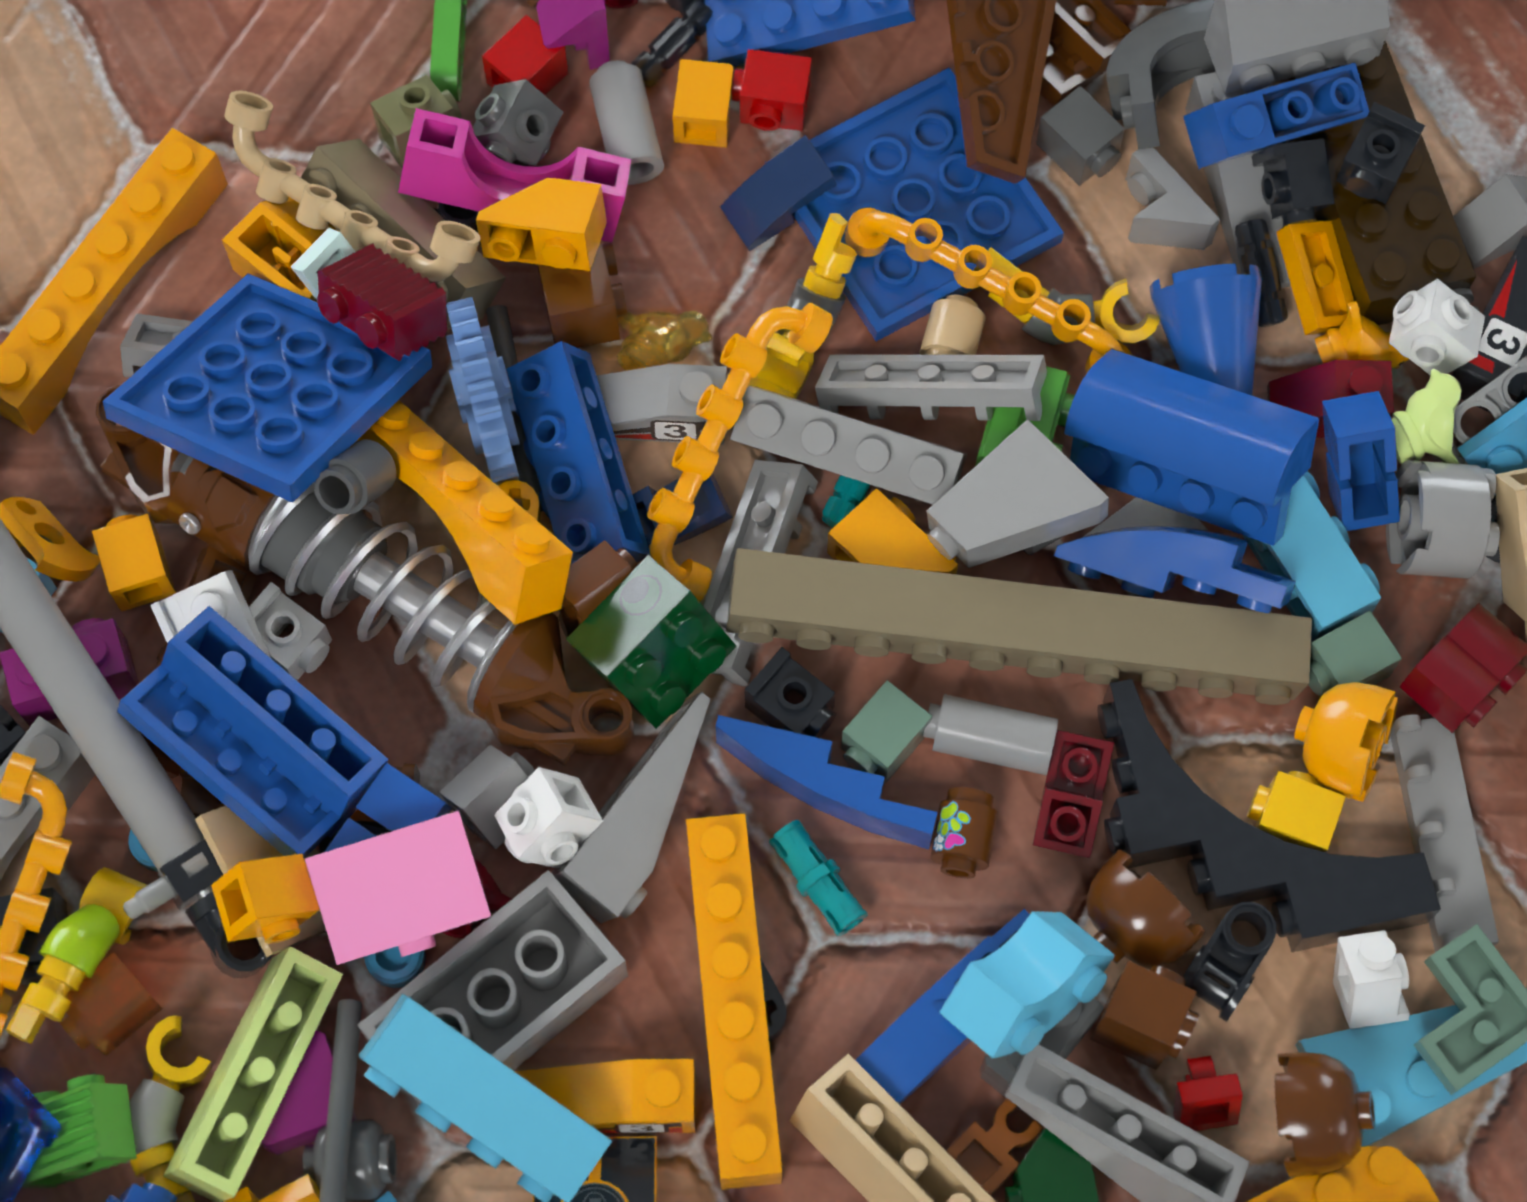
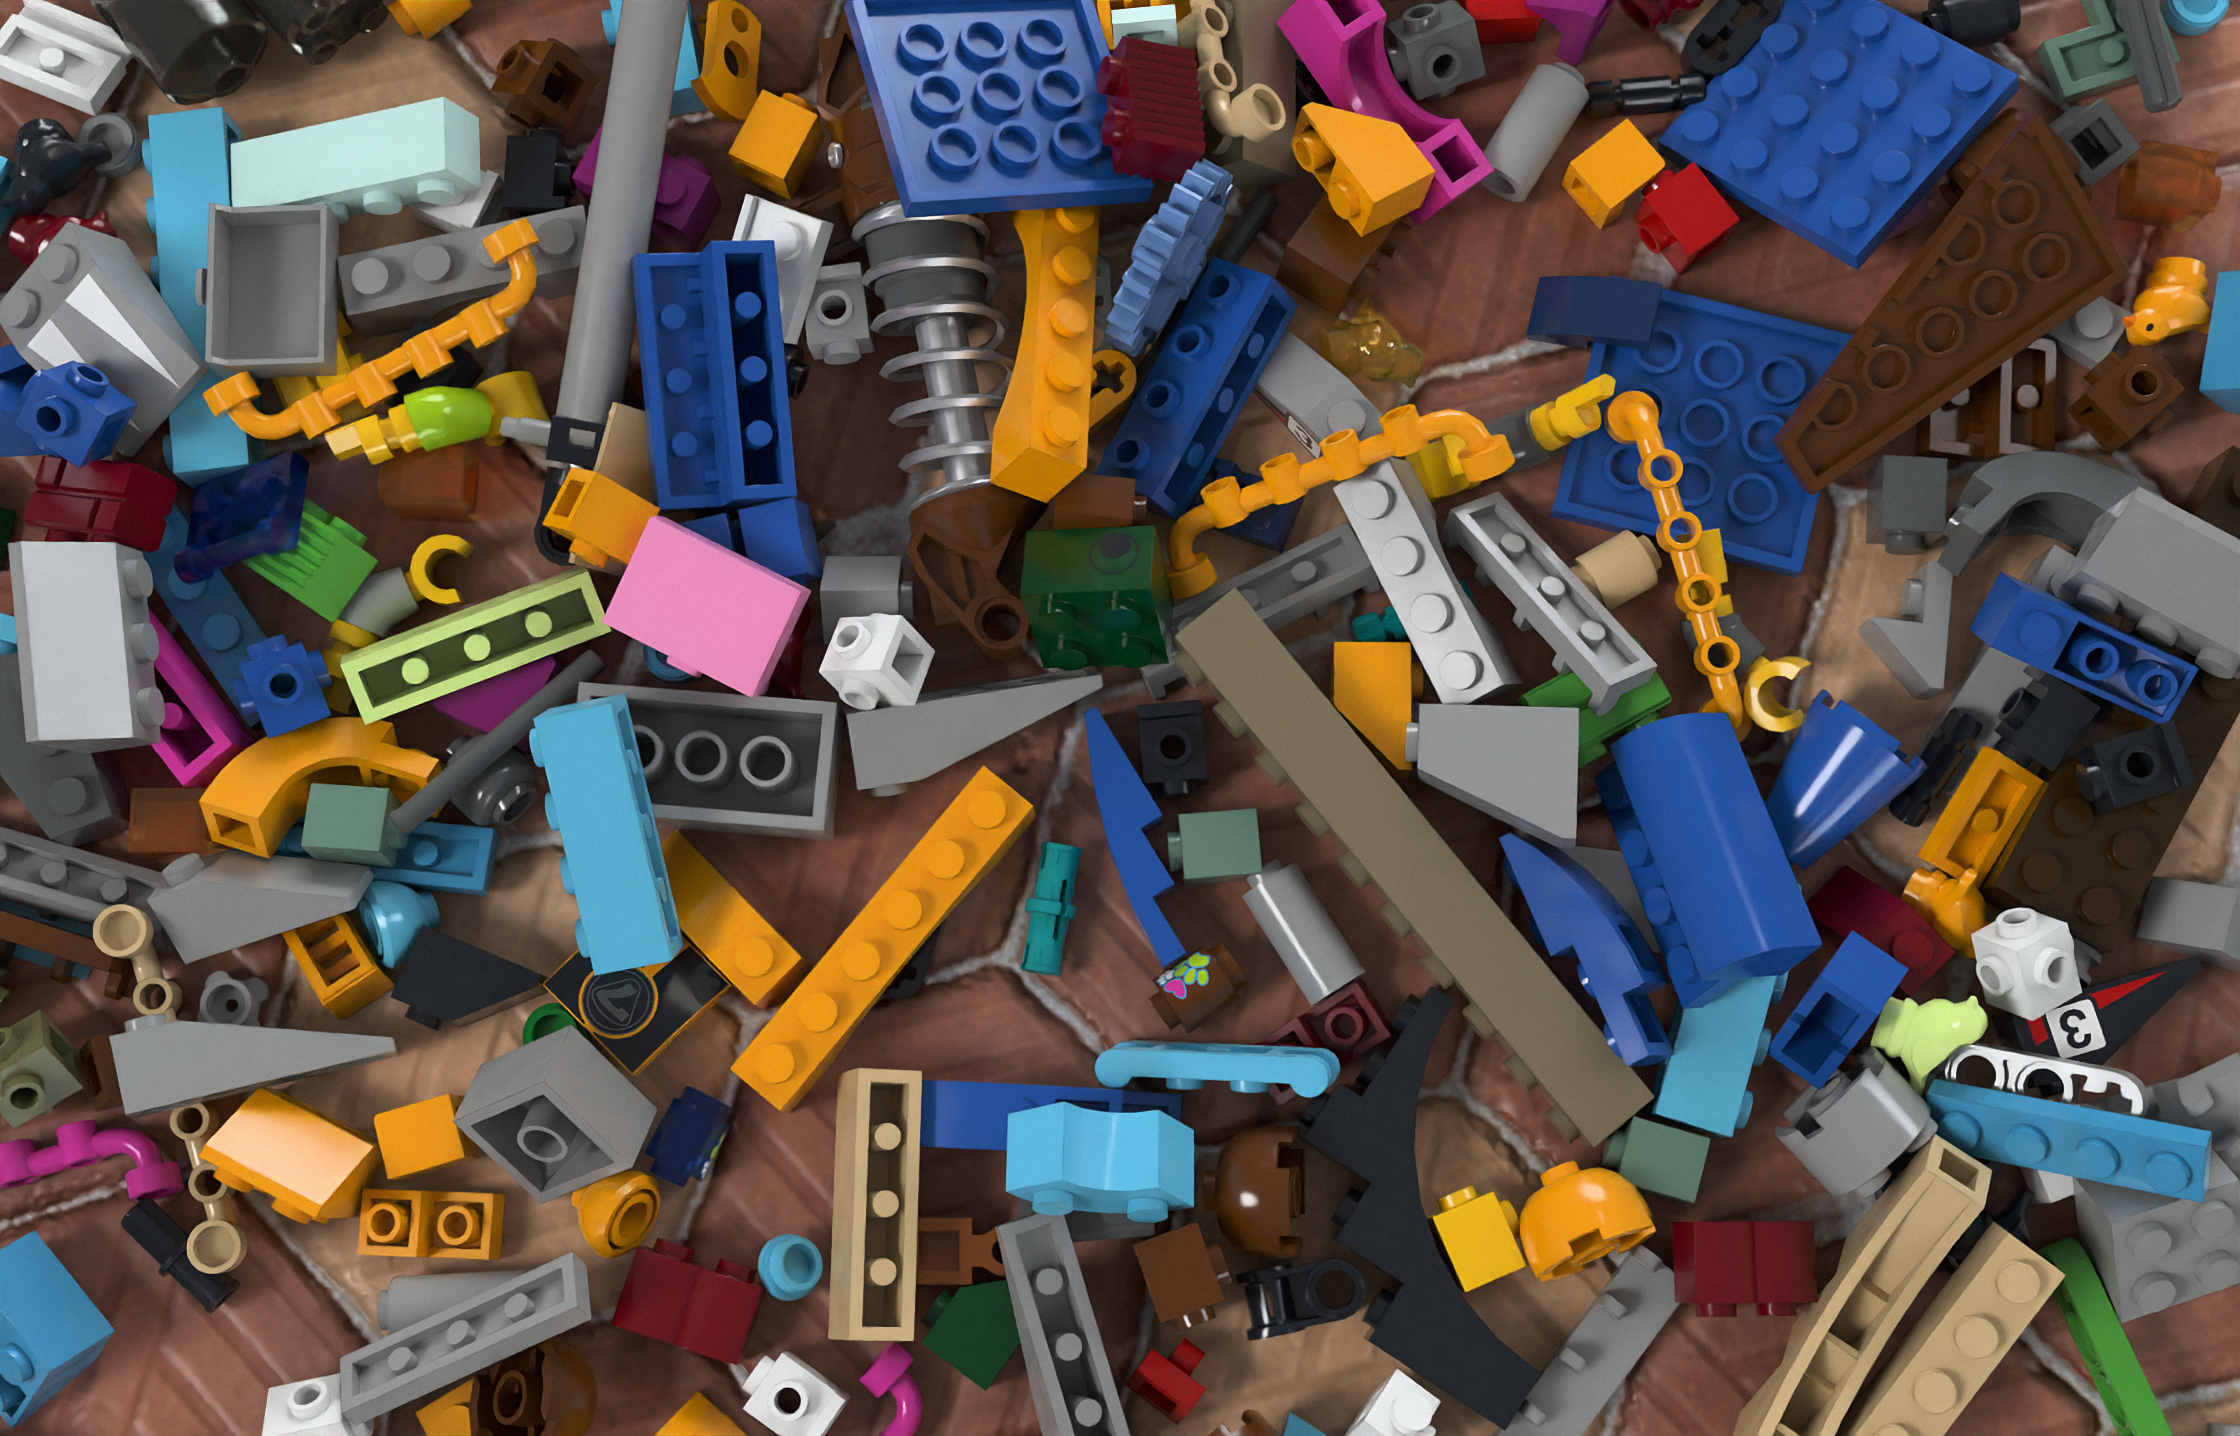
camera: 50 degrees right, 10 degrees up
(355, 478) = (985, 241): dark grey brick -> none
(1049, 846) = (1245, 1066): none -> medium azure plate

